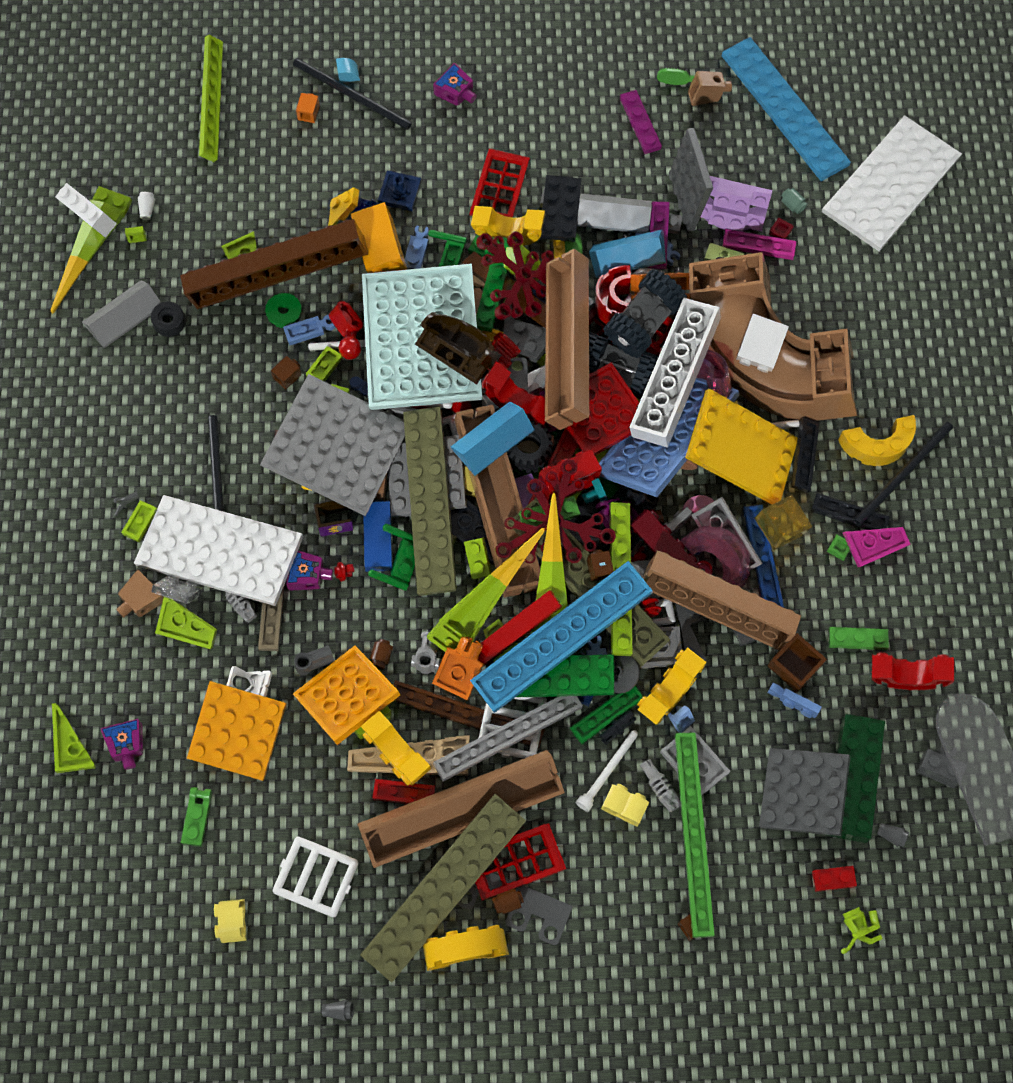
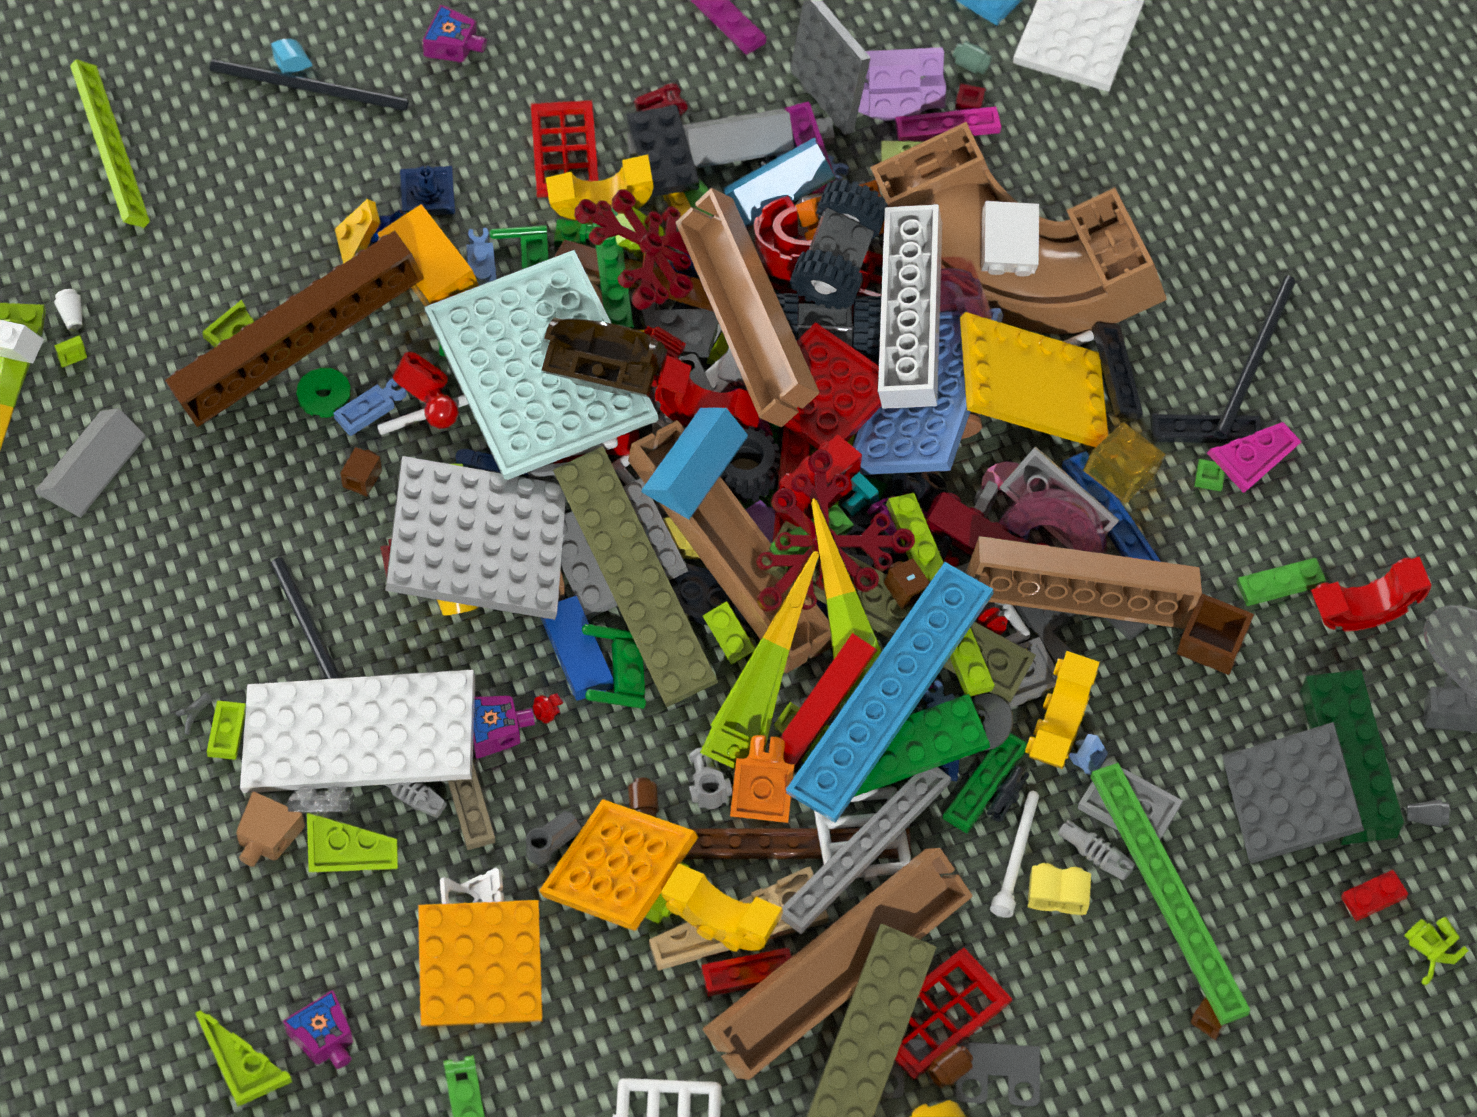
camera: 20 degrees left, 10 degrees down
(168, 309) = (161, 464): black tyre -> none
(307, 107) = (254, 118): orange brick -> none
(325, 364) = (412, 442): lime plate -> none
(333, 527) = (509, 654): dark brown piece -> none
(574, 170) = (662, 98): none -> dark red piece
(793, 700) = (1231, 684): medium blue plate -> none
(879, 452) = (1212, 338): yellow brick -> none

